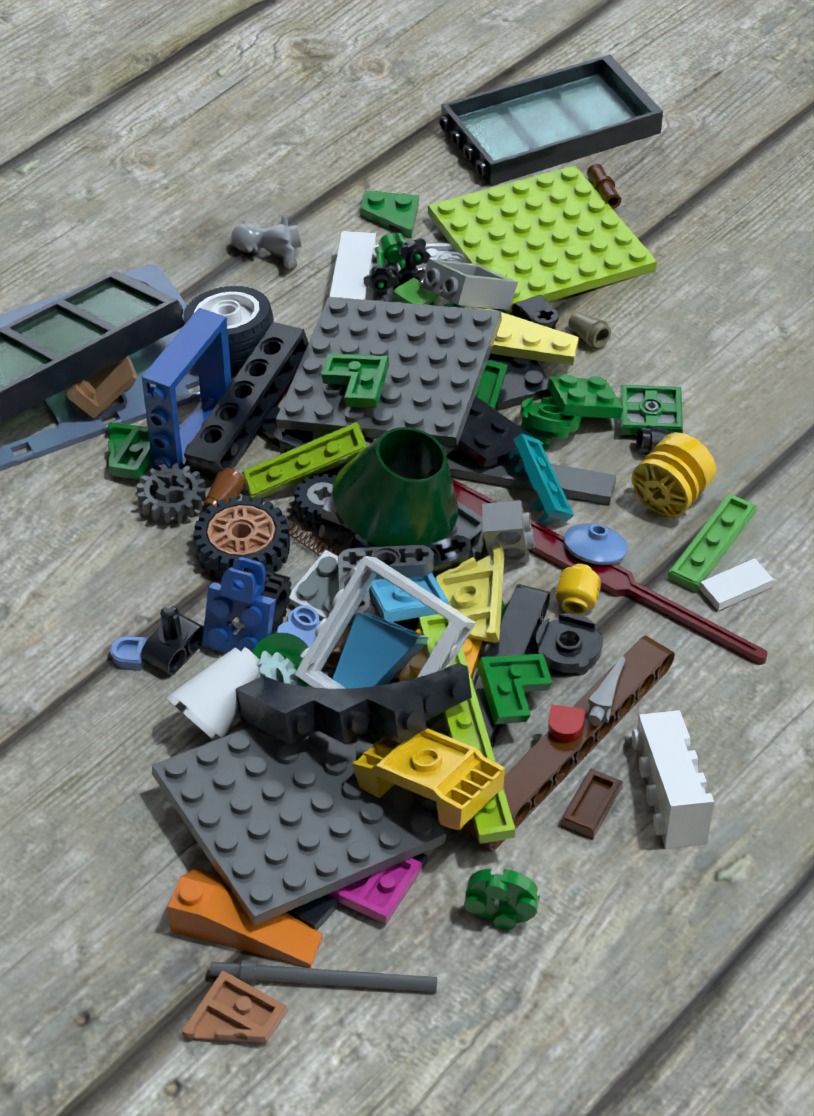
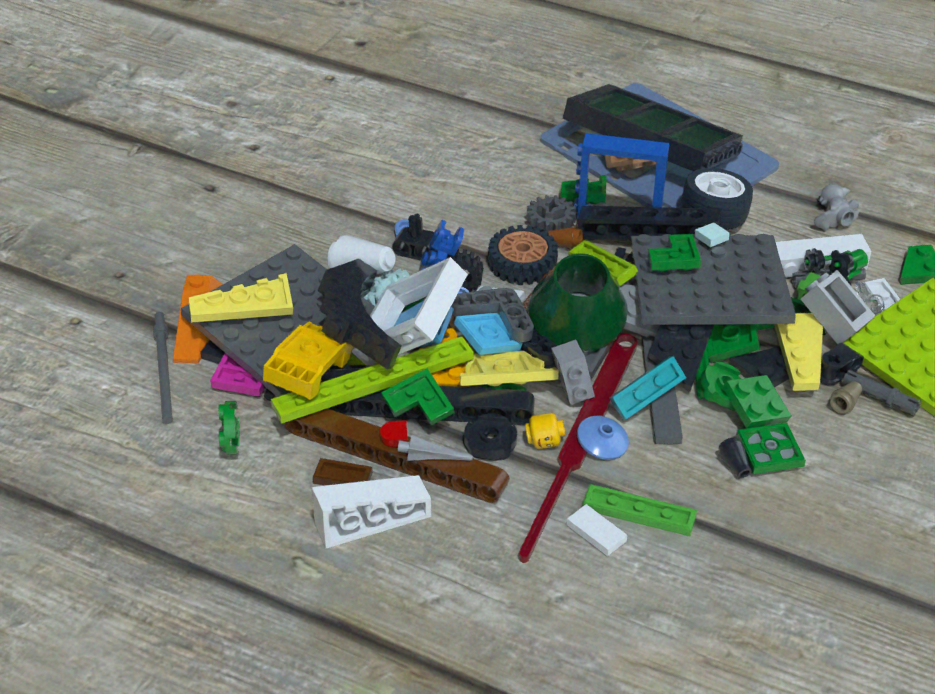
camera: 75 degrees right, 5 degrees down
(235, 1013) = (127, 330): nougat wing -> none
(280, 828) = (253, 301): none -> light yellow wing
(321, 342) = (712, 234): none -> light aqua tile
(598, 297) = (892, 397): none -> dark grey pin
(674, 474) = (685, 461): yellow wheel -> none

